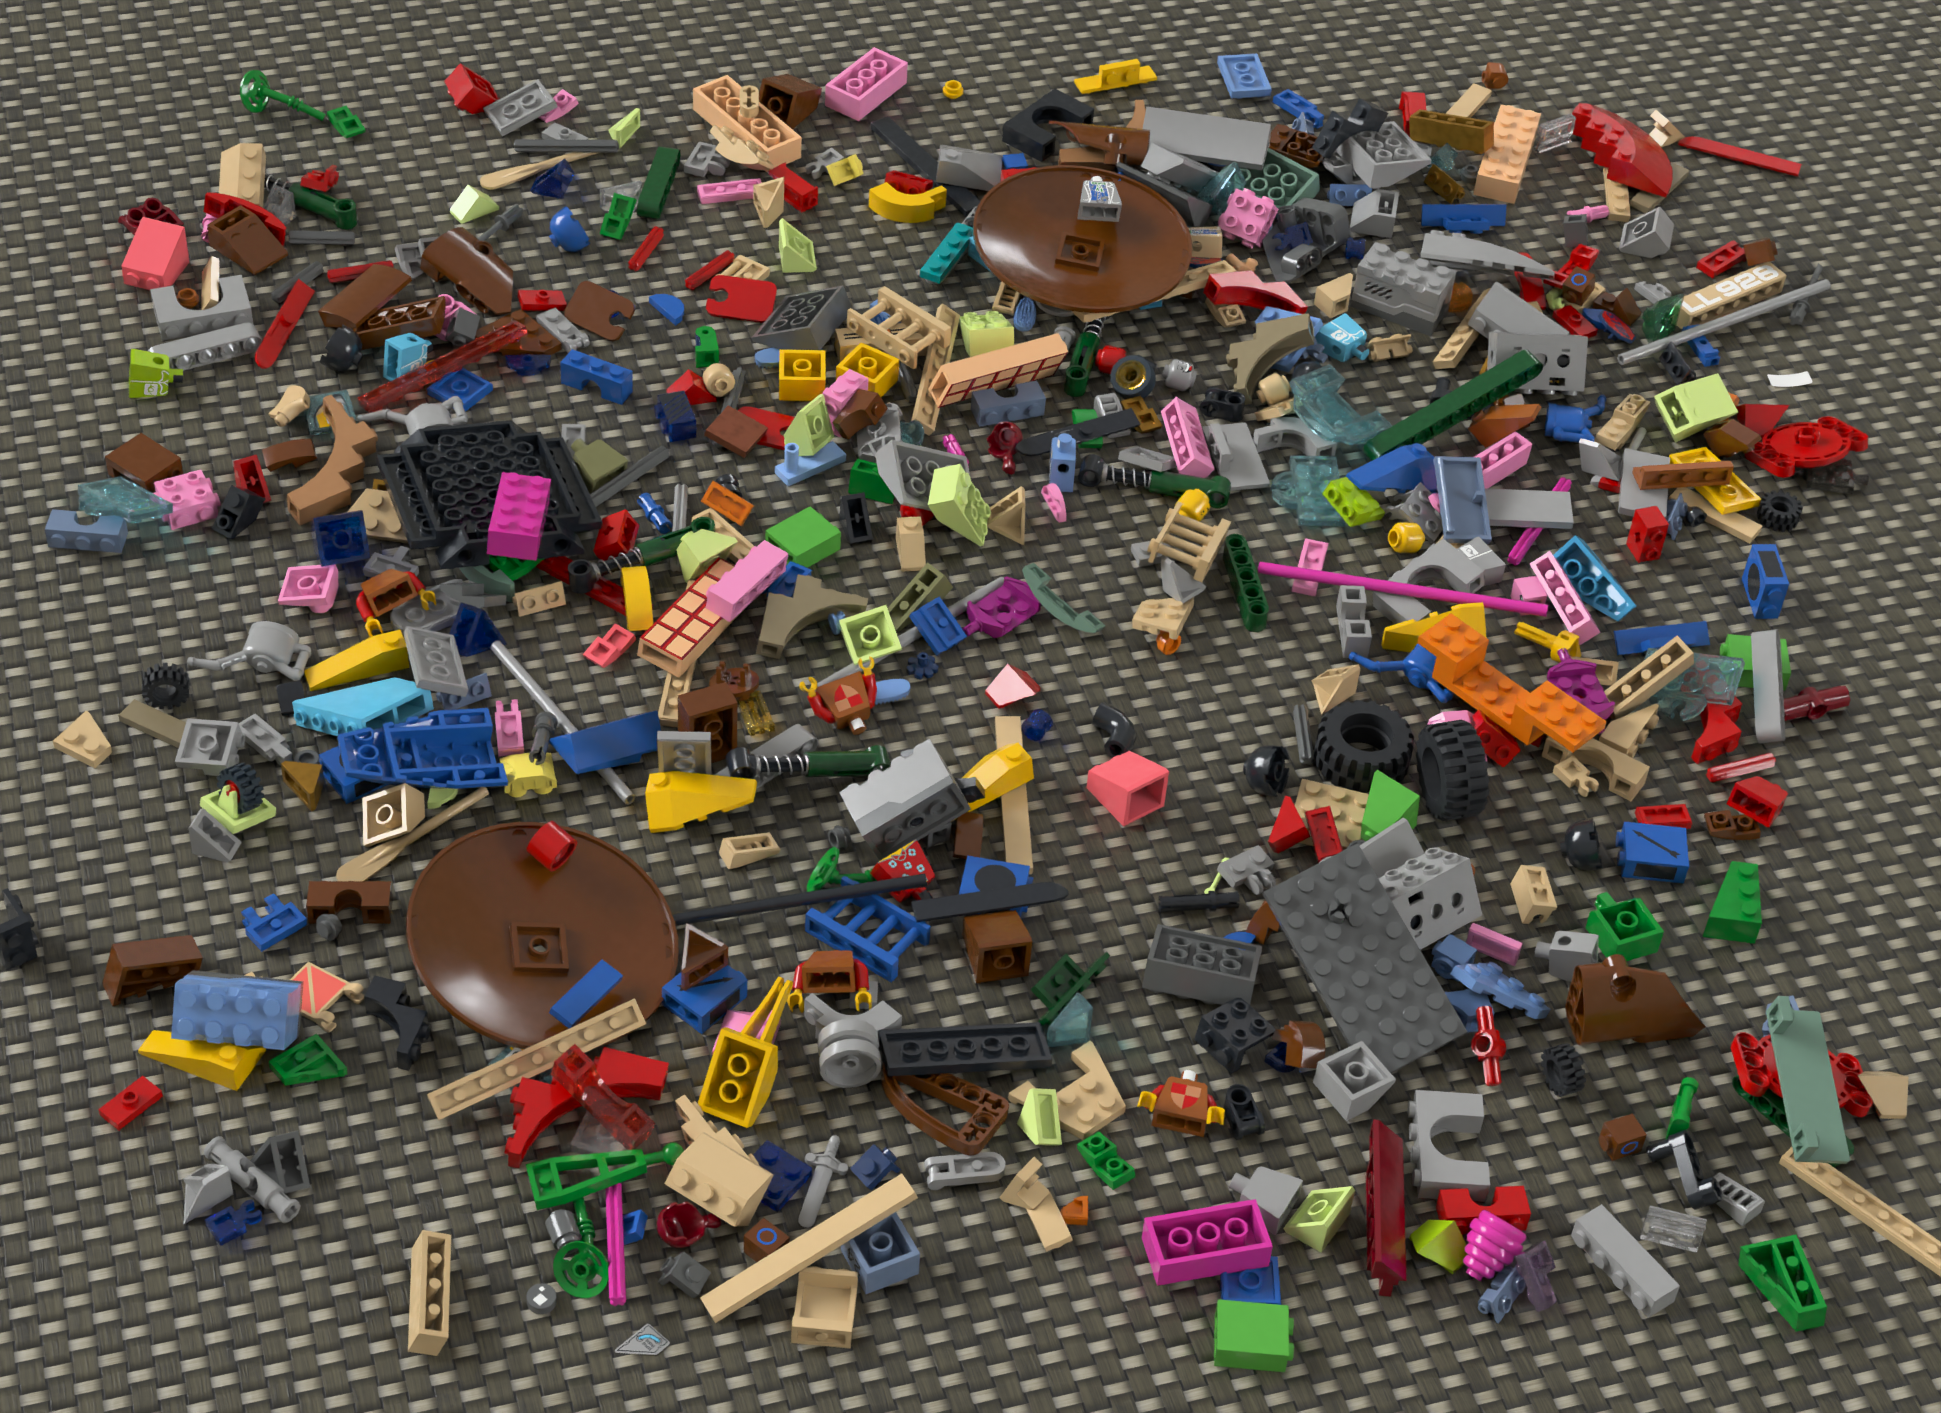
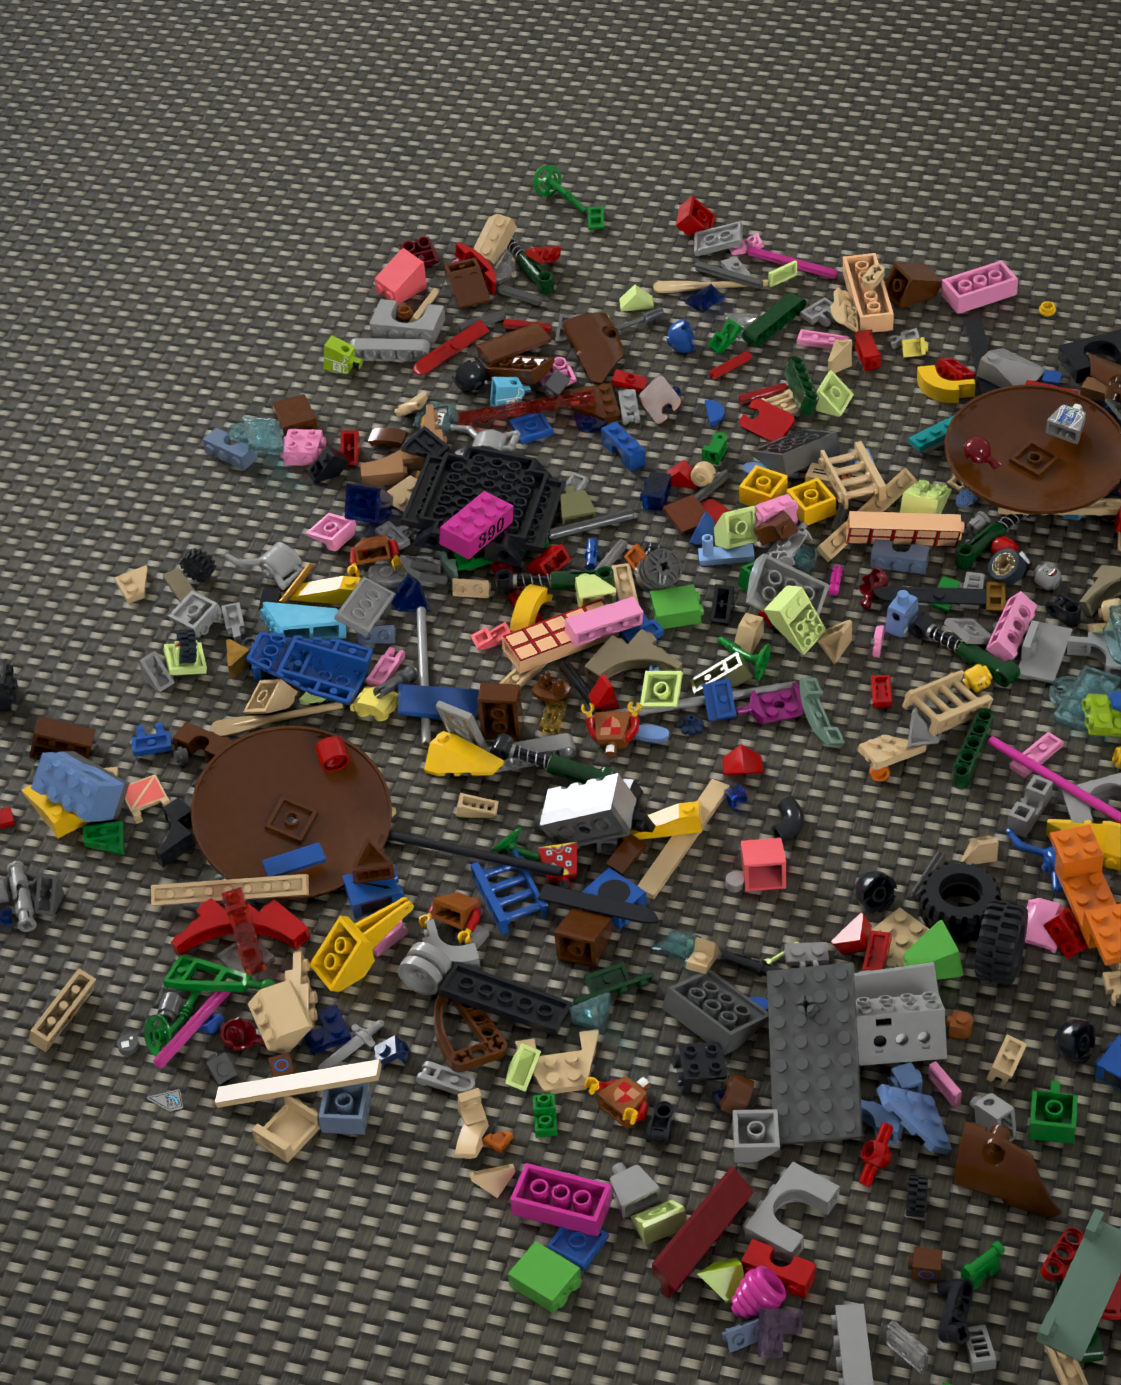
camera: 40 degrees right, 0 degrees up
(313, 666) = (295, 585): none -> pearl gold bar
(360, 445) = (425, 443): none -> black wing
(646, 113) = (801, 265): none -> dark pink axle
(754, 246) = (801, 385): none -> dark green beam
(761, 503) = (658, 570): none -> dark grey wheel
(761, 666) = (577, 681): none -> black axle
(768, 443) = (705, 526): none -> blue tile
(807, 662) = (603, 695): none -> red slope
(950, 566) = (757, 659): none -> green dish
(1031, 255) = (980, 451): none -> dark red hair
(1101, 555) = (881, 691): none -> red plate
(1102, 912) = (677, 944): none -> clear light blue slope
(1107, 1254) = (493, 1179): none -> tan slope
(1108, 819) = (734, 882): none -> light grey piece
(1142, 911) = (703, 956): none -> tan slope

